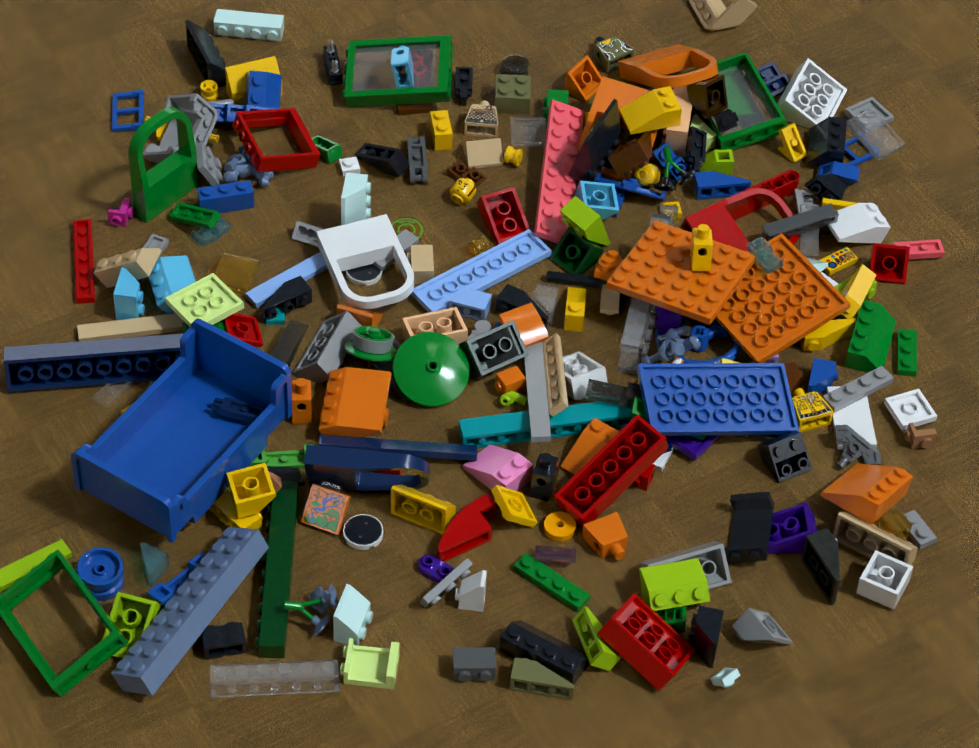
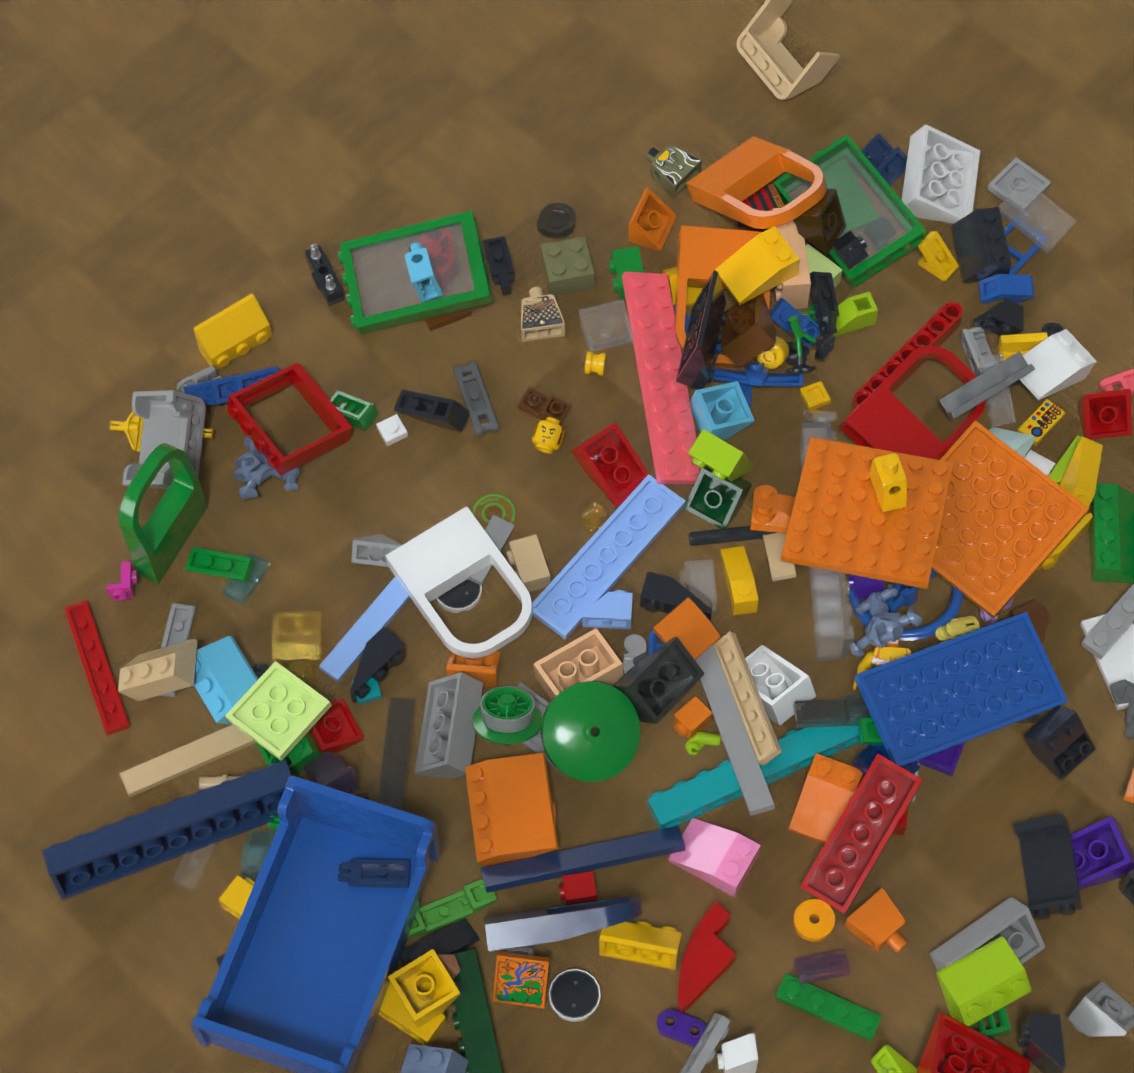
camera: 10 degrees left, 15 degrees up
(115, 111) = (98, 437): blue window -> none
(128, 297) = (174, 719): medium azure slope -> none
(205, 53) = (159, 304): black slope -> none
(208, 164) = (215, 482): light grey plate -> none
(209, 90) = (177, 350): yellow wheel -> none
(226, 196) = (250, 524): blue brick -> none
(248, 25) = (197, 238): light aqua brick -> none
(263, 89) = (249, 346): blue slope -> none
(301, 394) = (440, 811): orange torso -> none
(355, 198) = (422, 497): light aqua slope -> none
(441, 130) = (493, 346): yellow brick -> none
(483, 153) = (555, 365): tan slope -> none
(514, 506) = (752, 911): yellow plate -> none
(548, 469) = (776, 854): black torso -> none
(717, 185) = (863, 344): blue slope -> none
(764, 255) = (963, 459): clear light blue slope -> none
(811, 410) = (1071, 663): yellow torso -> none
(822, 375) = (1070, 608): blue slope -> none

